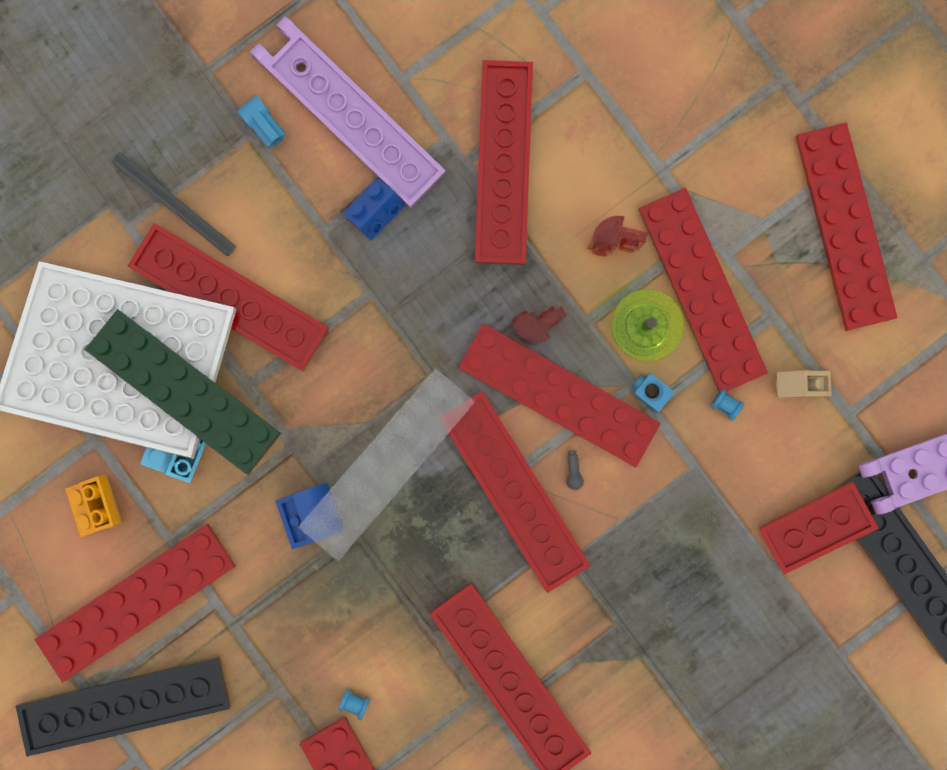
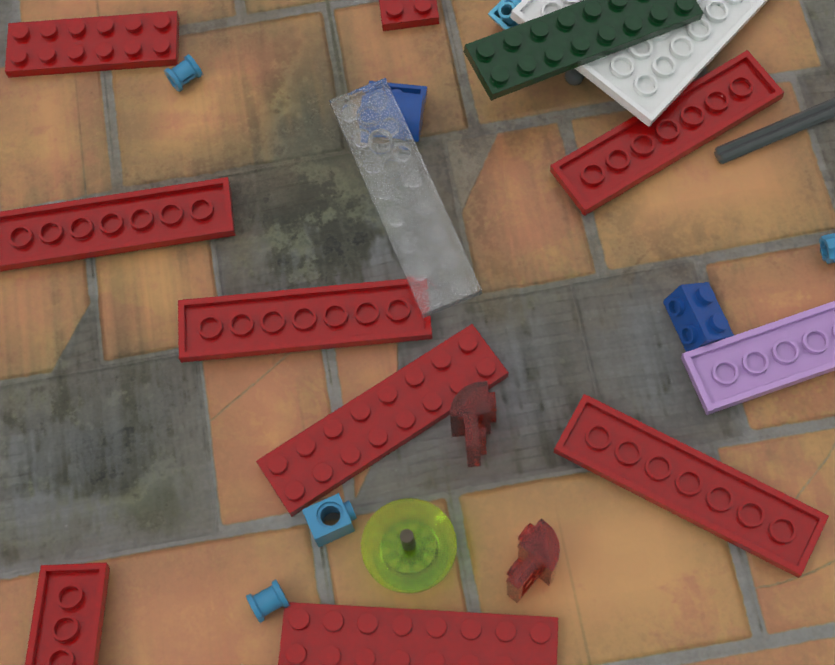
camera: 125 degrees right, 20 degrees down
(574, 479) = (281, 389): dark grey piece -> none

